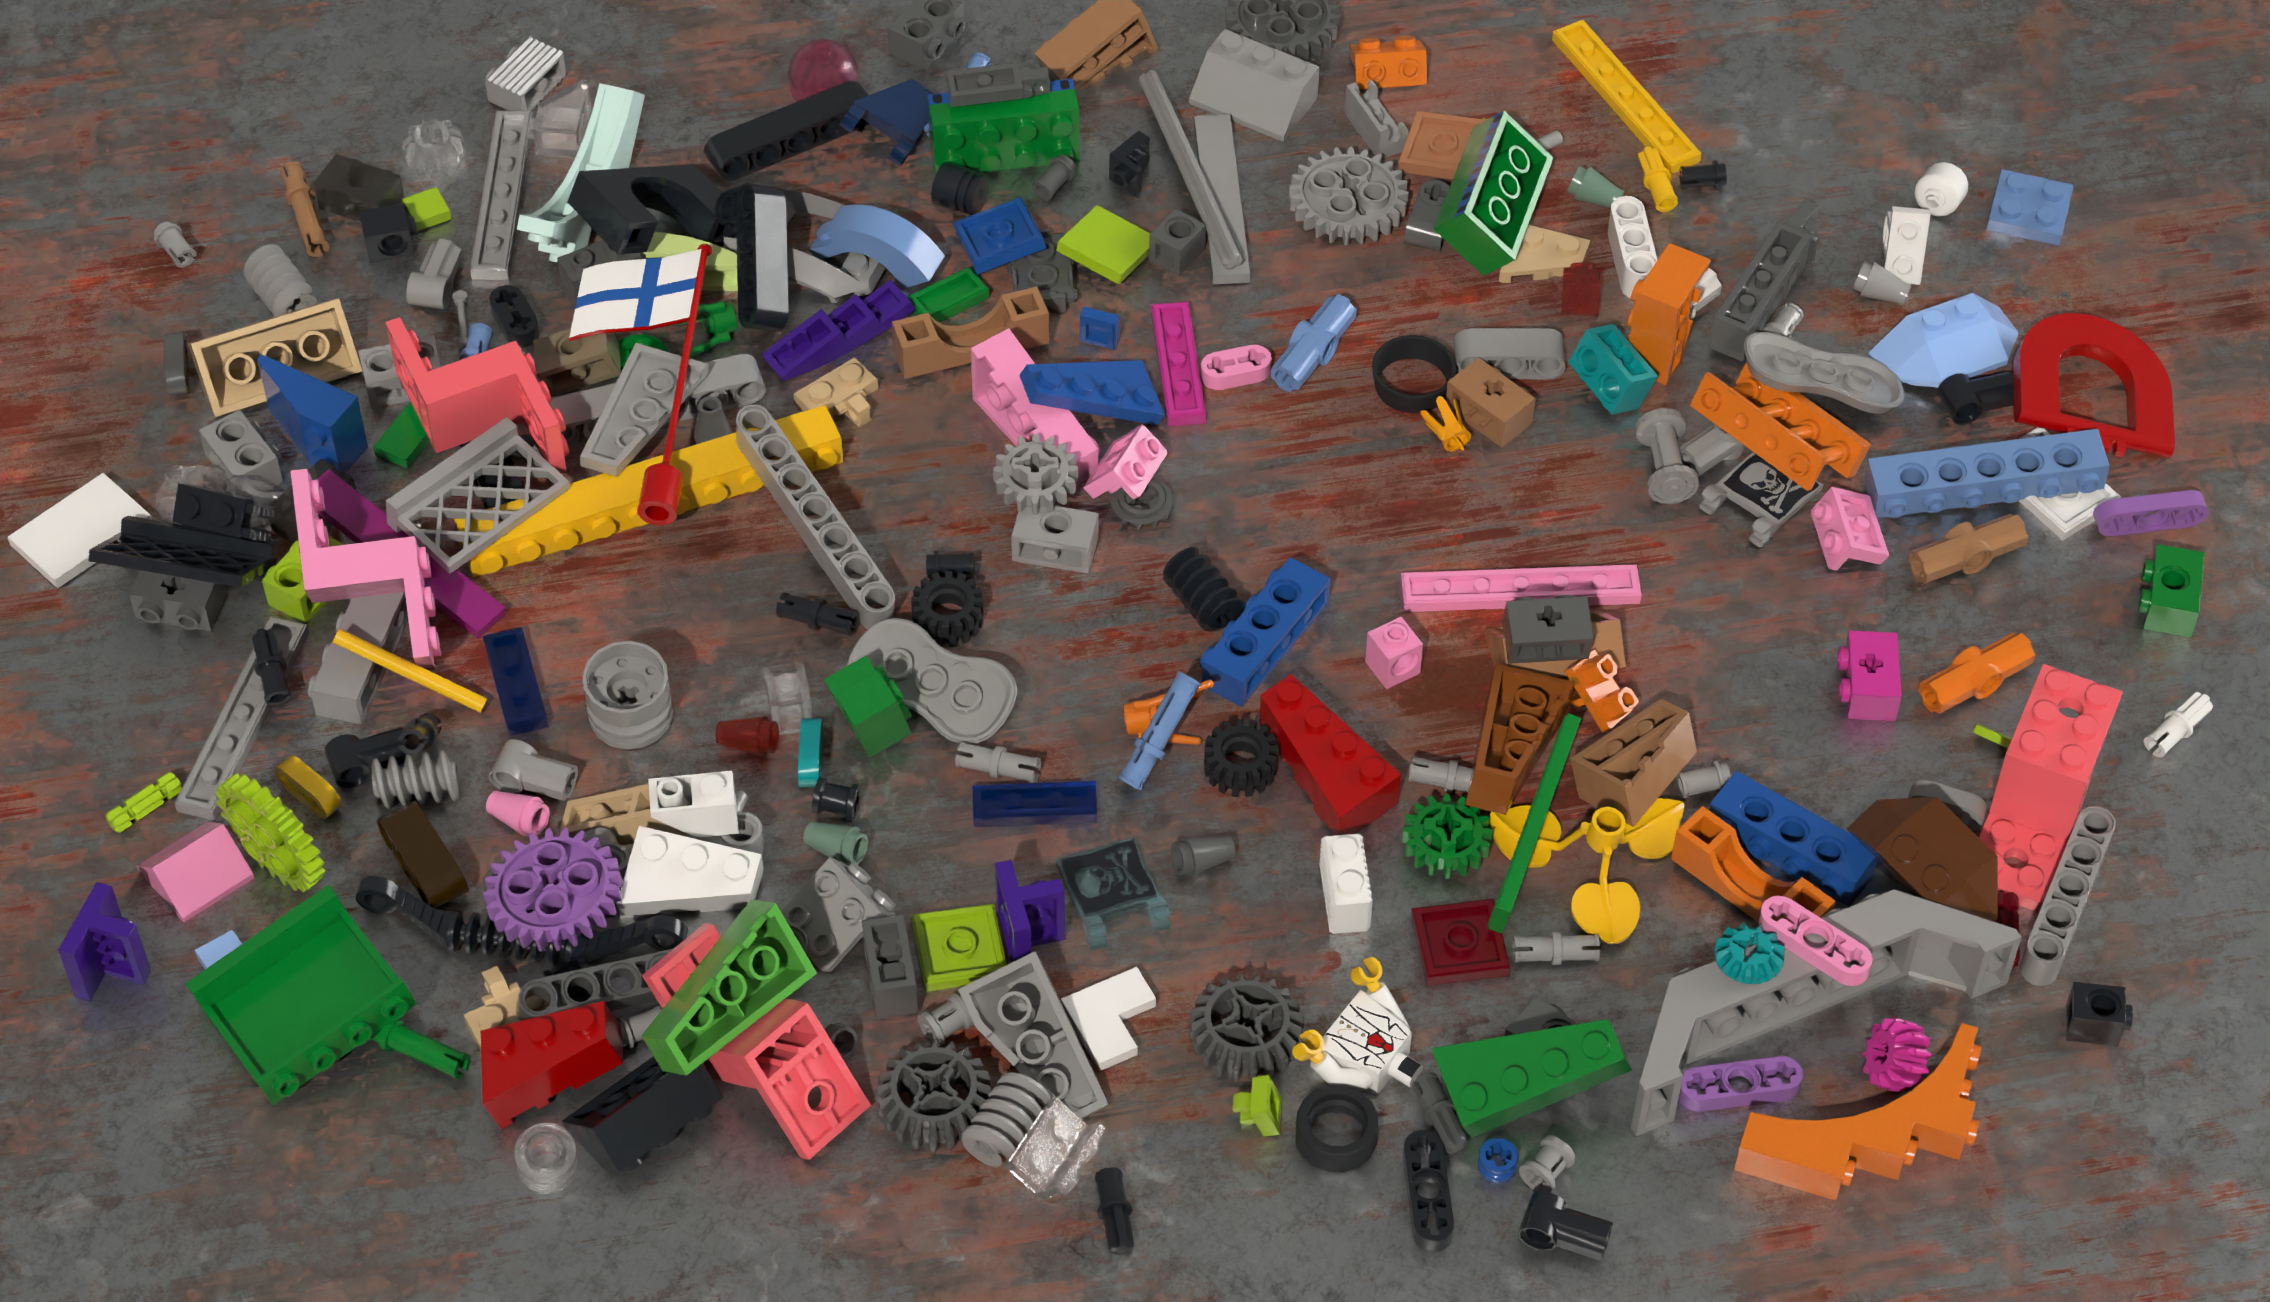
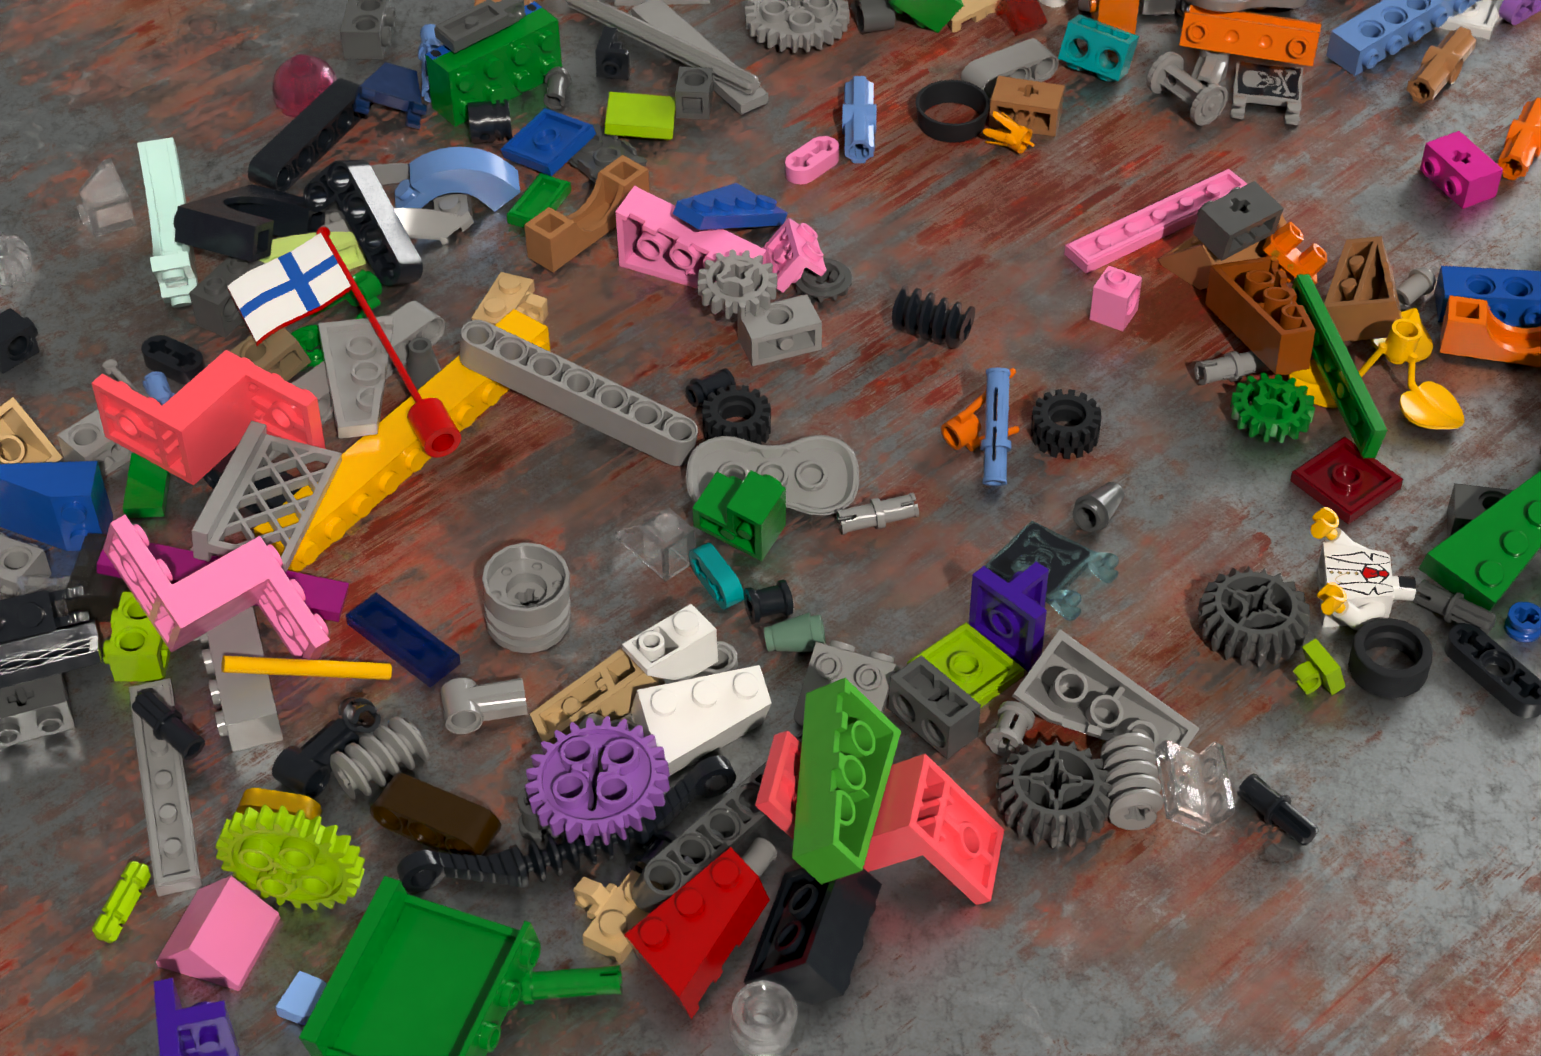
camera: 30 degrees left, 5 degrees down
(427, 208) = (31, 306): lime tile -> none
(434, 281) = (79, 358): light grey piece -> none
(501, 196) = (89, 277): light grey tile -> none
(519, 812) = (495, 741): bright pink cone -> none
(525, 76) = (44, 180): light grey brick -> none
(749, 735) = (650, 586): clear red cone -> none
(817, 614) = (630, 469): black pin -> none
(834, 335) = (471, 259): dark purple slope -> none
(1034, 803) = (930, 532): clear blue tile -> none
(1099, 328) = (685, 172): blue tile -> none
(1099, 1012) = (1128, 652): white tile -> none
(1178, 364) = (763, 175): dark pink tile -> none
(1265, 631) = (1003, 321): blue brick -> none
(1329, 760) = (1136, 391): red wedge -> none
(1345, 883) = (1232, 474): white brick -> none
(1556, 948) = (1422, 449): light grey pin -> none
(1848, 528) = (1349, 87): bright pink bracket -> none

